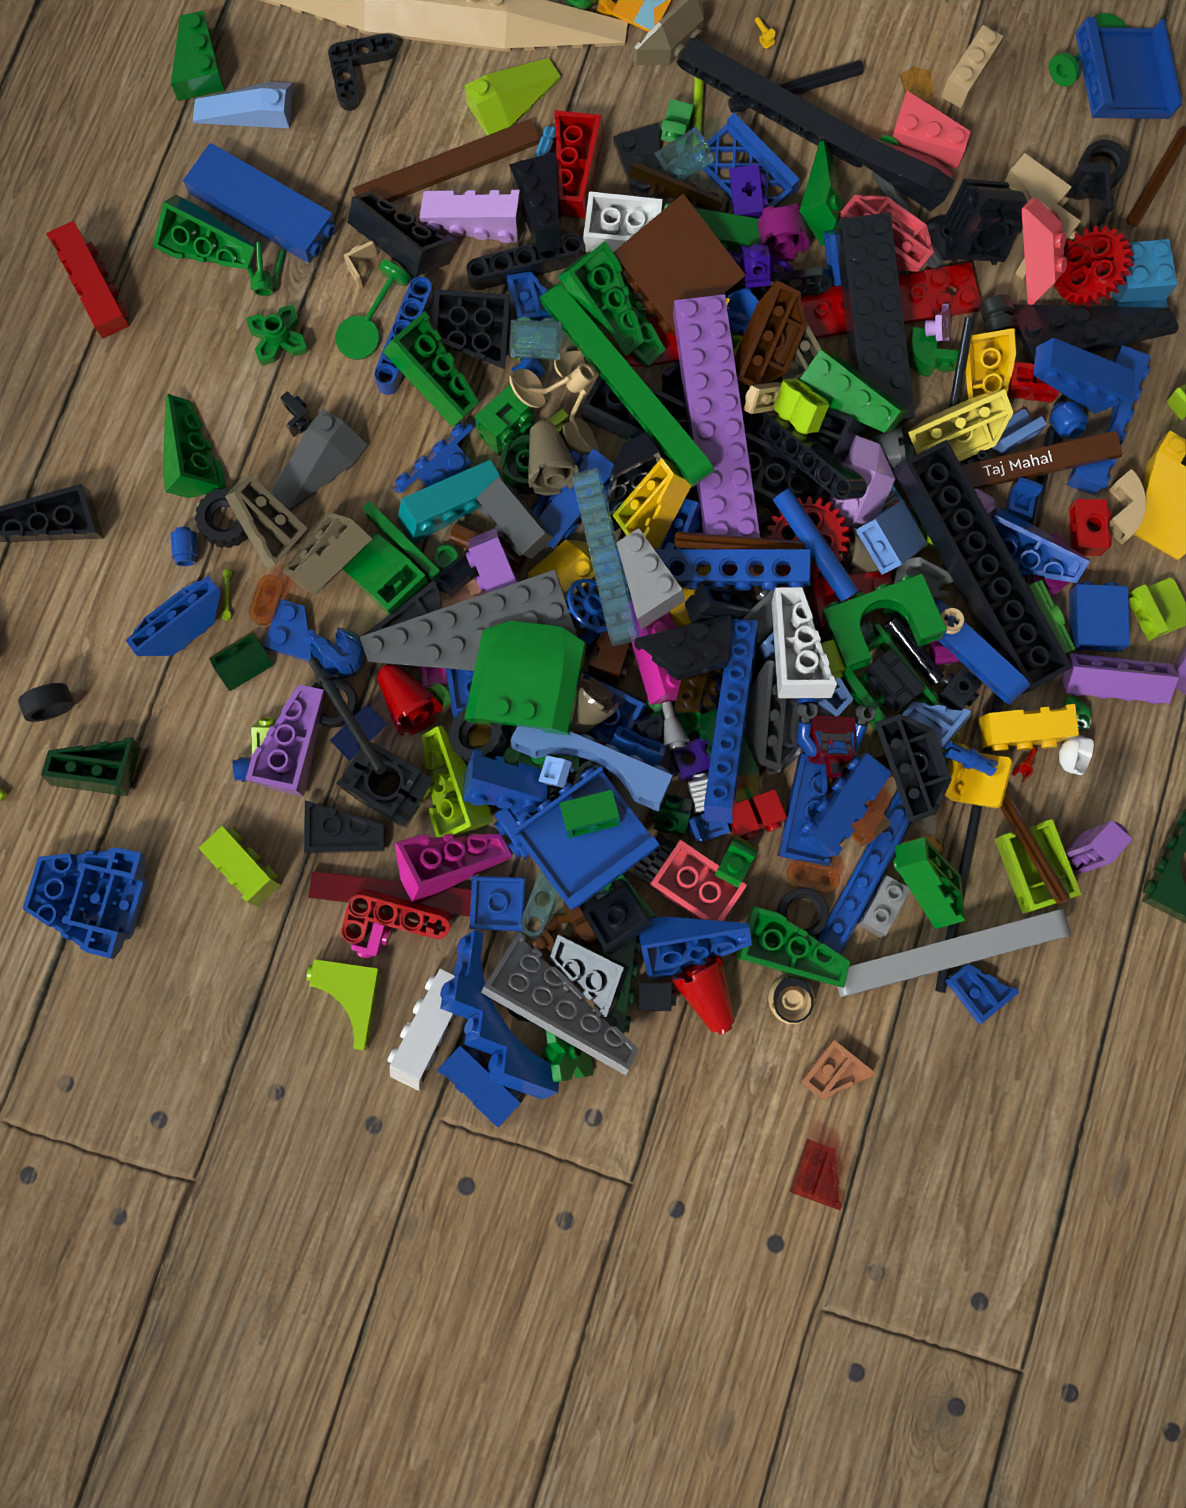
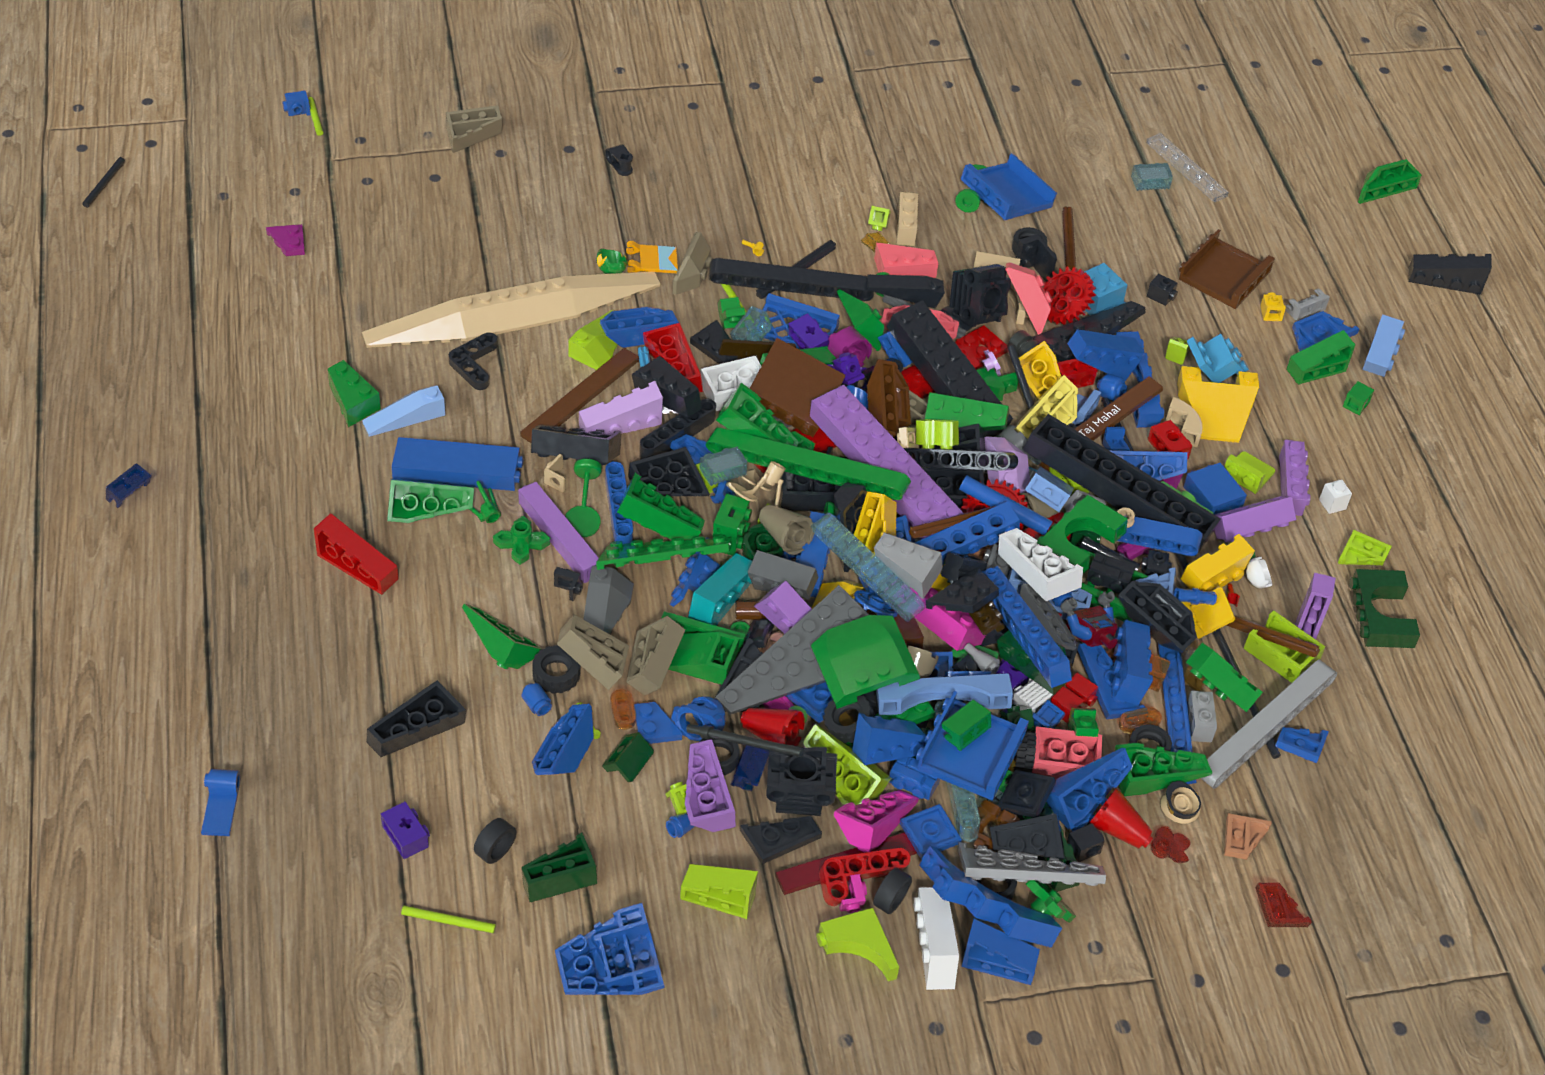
camera: 30 degrees left, 30 degrees down
(321, 341) = (558, 528): none -> medium lavender brick
(397, 419) = (660, 550): none -> green wing
(411, 957) = (892, 890): none -> black tyre
(543, 89) = (628, 325): none -> blue wedge
(555, 771) = (922, 712): light blue tile -> none
(753, 1042) = (1170, 845): none -> clear red plate
(936, 52) = (879, 218): none -> lime brick

